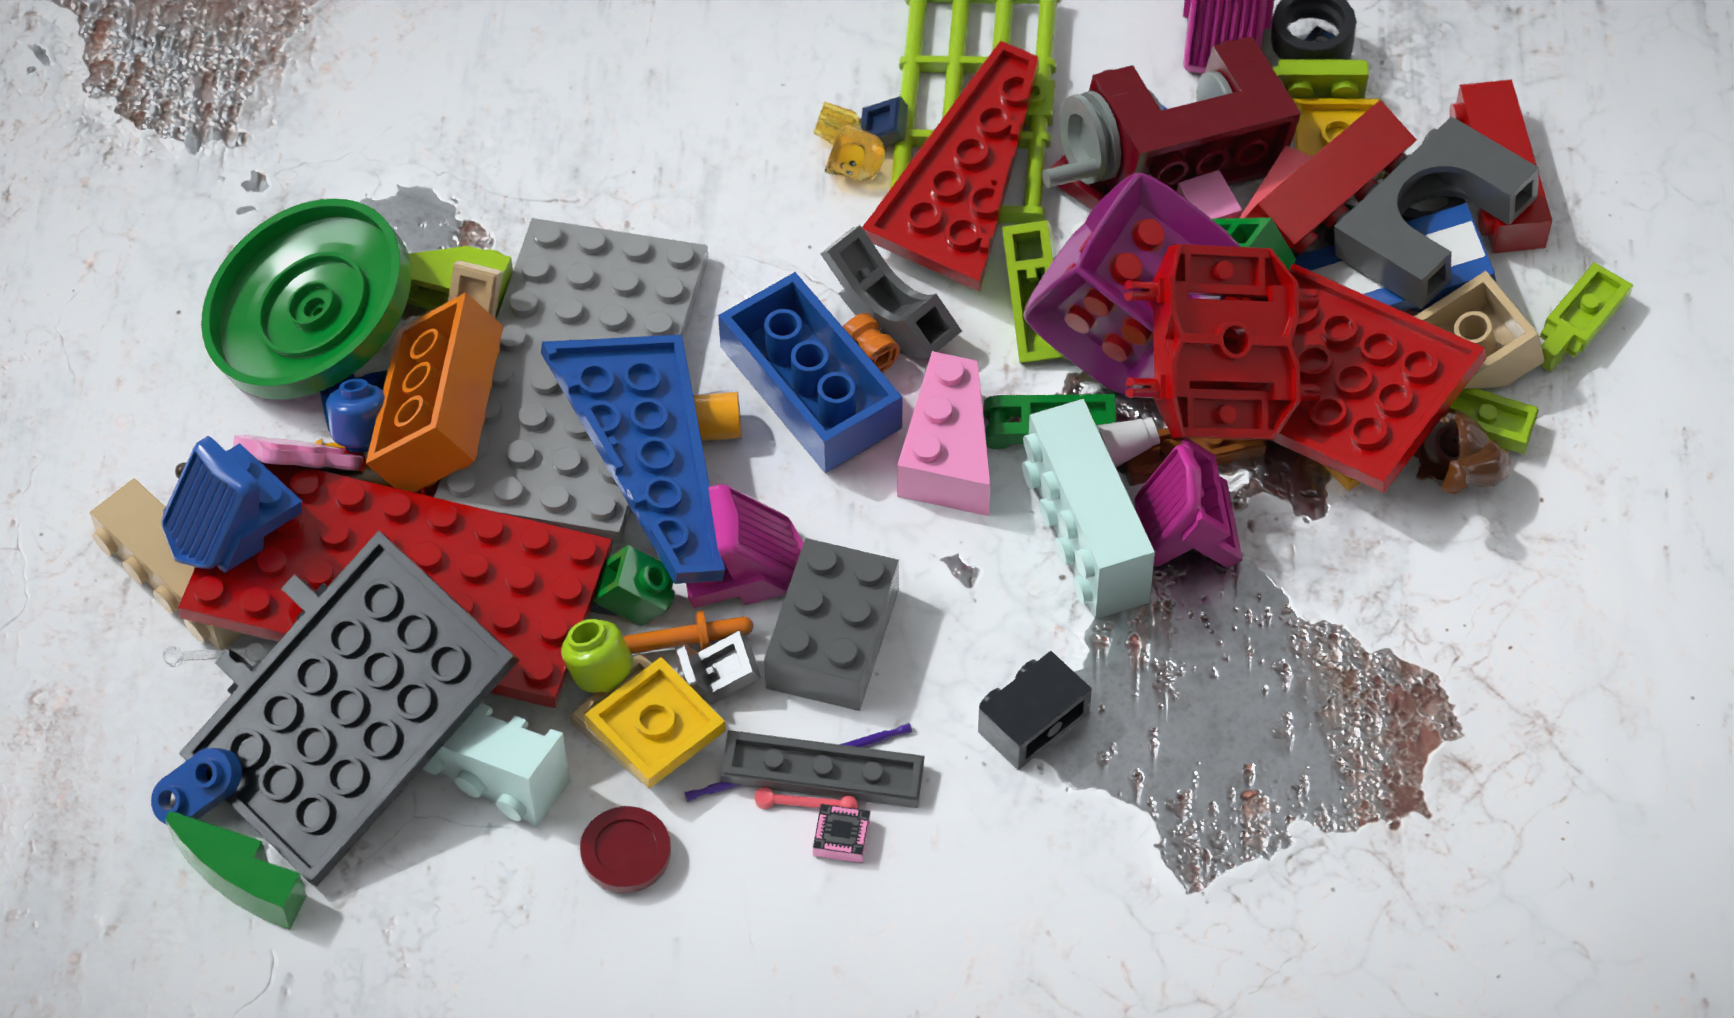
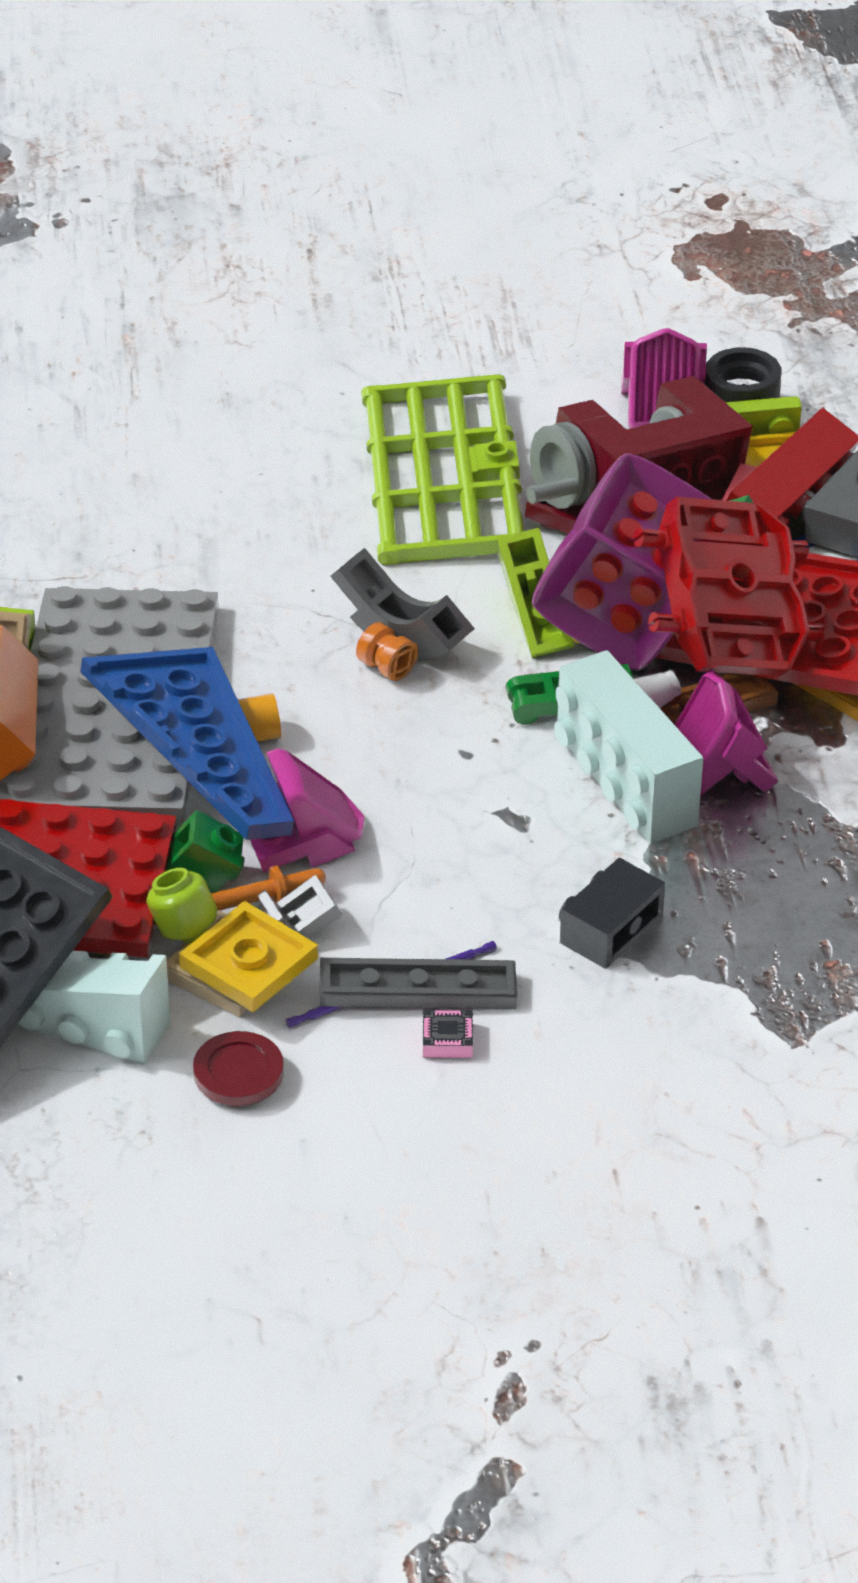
camera: 10 degrees left, 15 degrees down
(766, 799) = (367, 1015): coral hinge -> none
(810, 372) = (339, 672): blue brick -> none
(832, 624) = (402, 865): dark grey brick -> none
(854, 151) = (341, 509): clear yellow piece -> none
(886, 120) = (363, 488): dark blue tile -> none
(946, 440) = (482, 714): bright pink wedge -> none
(956, 184) = (446, 515): red wing -> none

